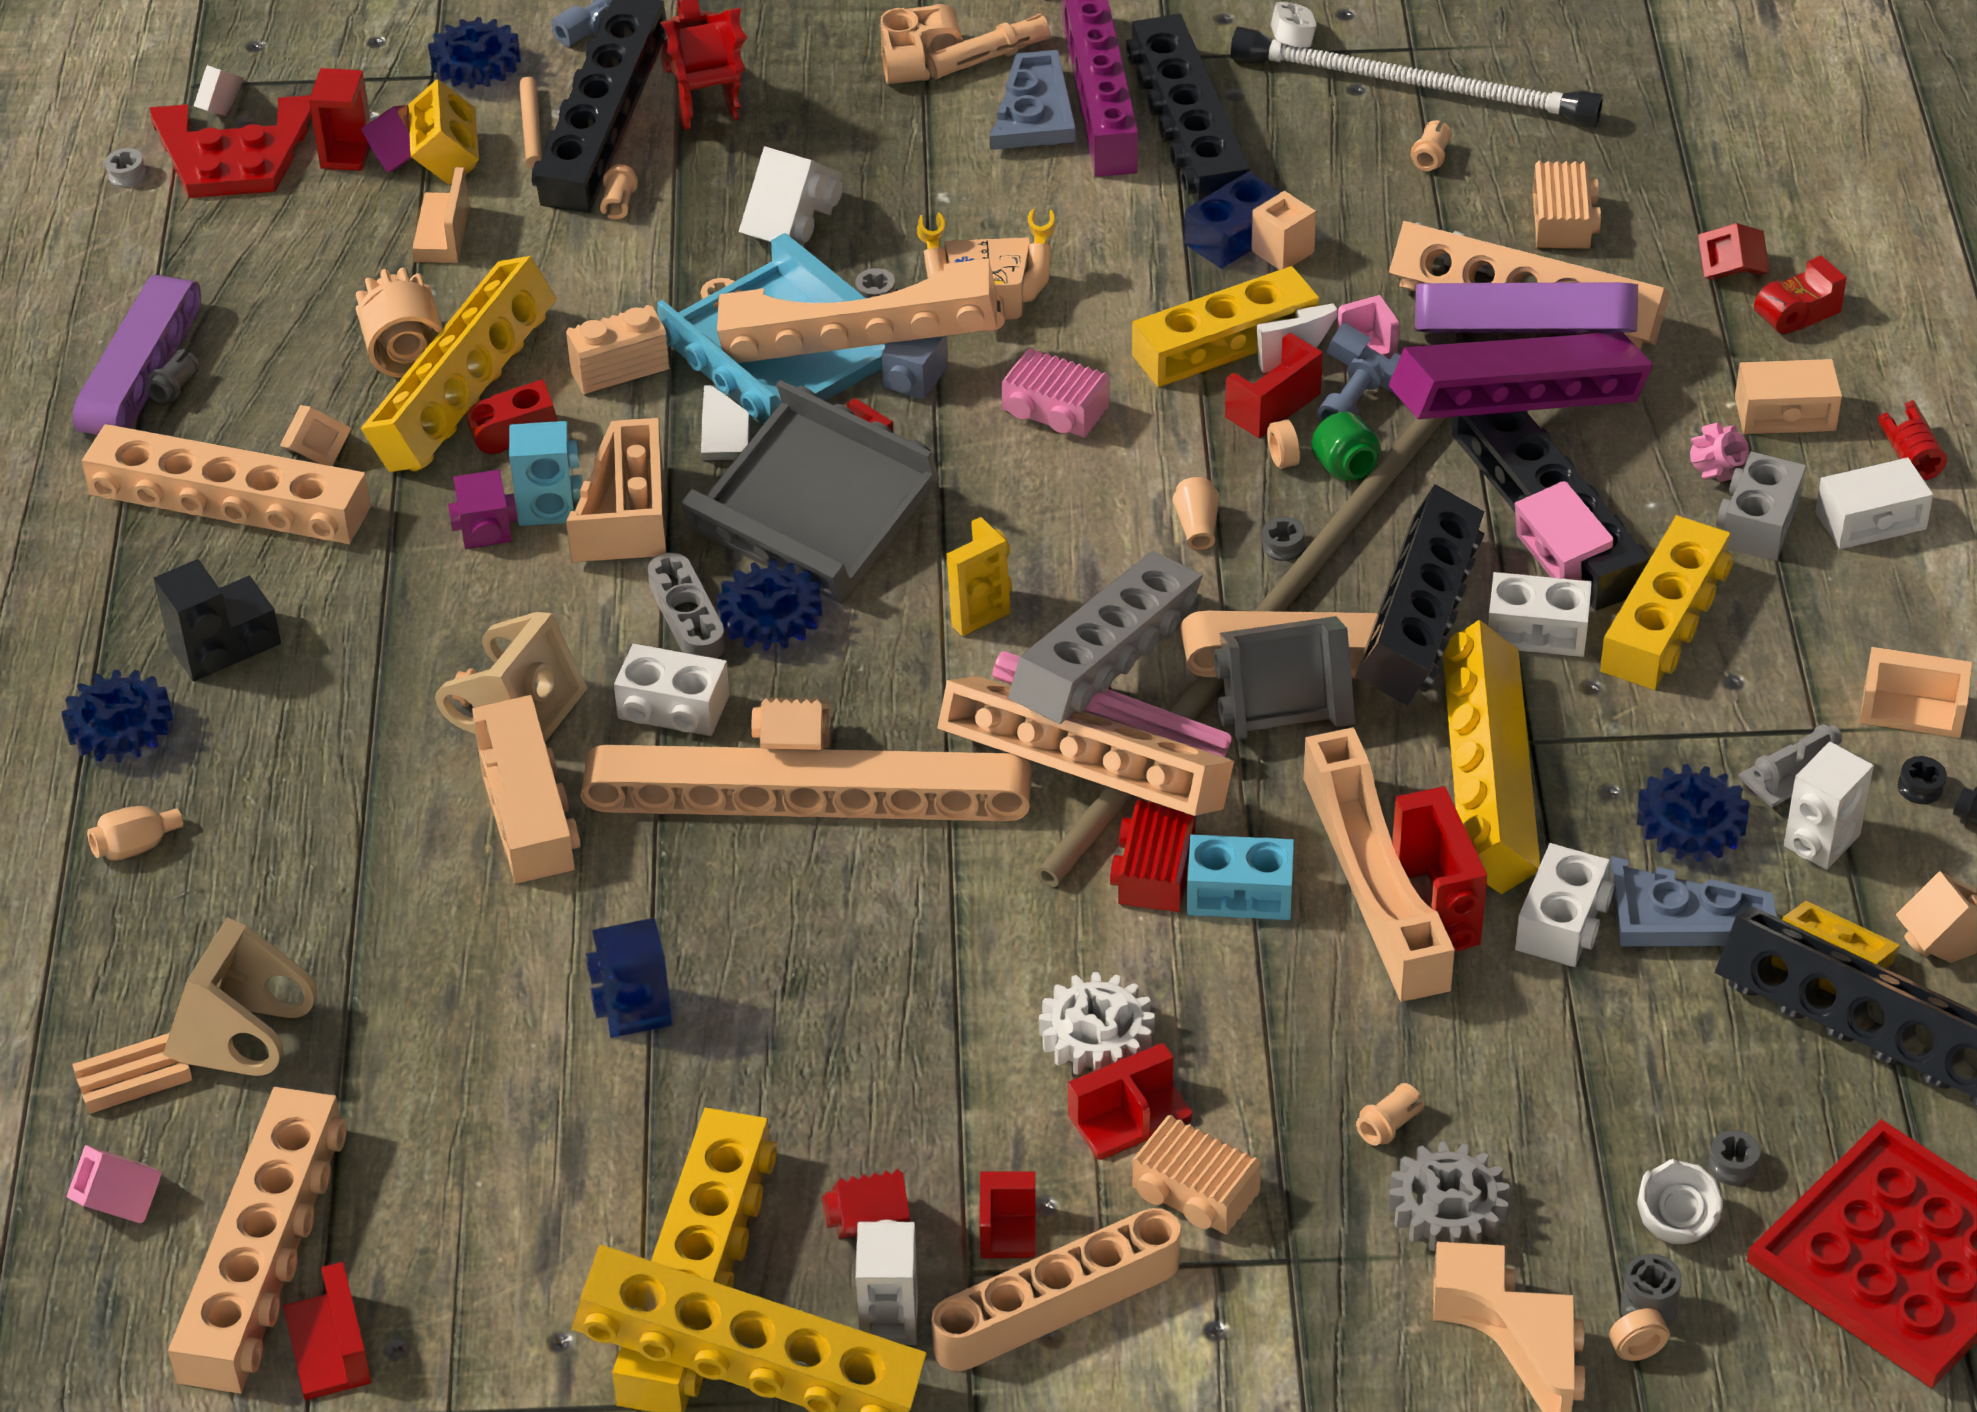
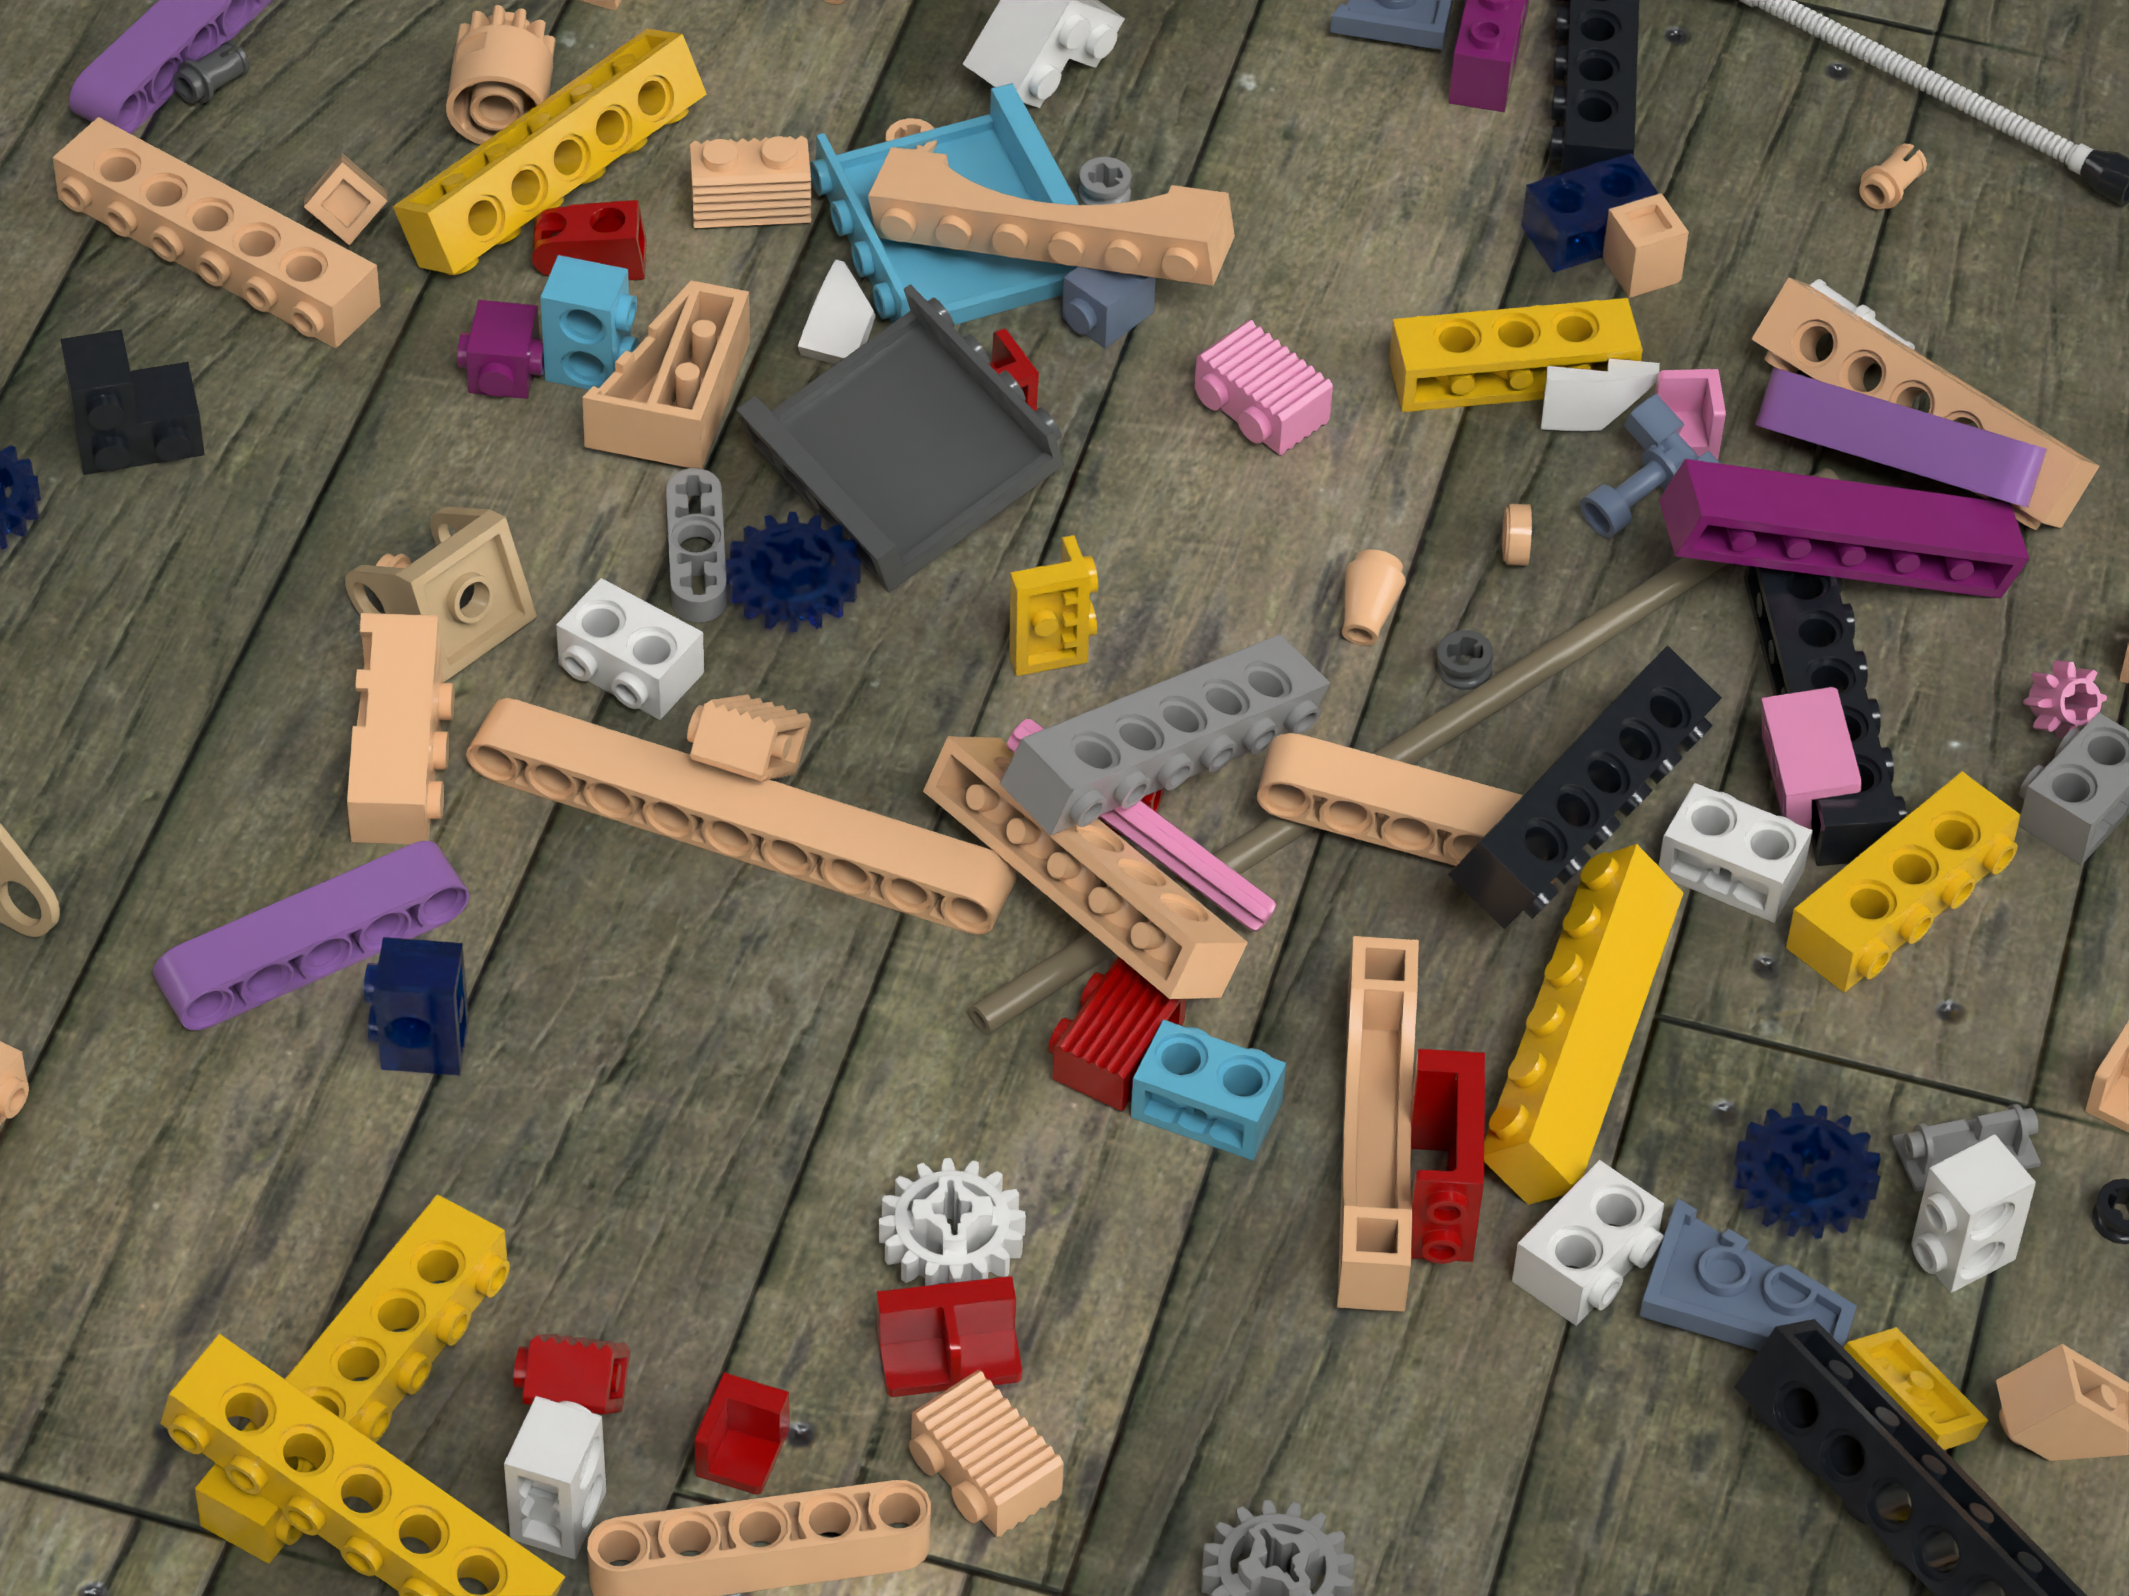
camera: 15 degrees right, 5 degrees up
(516, 955) = (309, 935): none -> medium lavender beam
(1016, 264) = (1271, 202): light nougat torso -> none
(1279, 391) = (1543, 462): red panel -> none
(1285, 675) = (1368, 845): dark grey panel -> none
(1346, 446) = (1592, 560): green head -> none
(1379, 1122) = (1244, 1451): light nougat pin -> none
(1564, 205) = (2023, 306): light nougat brick -> none

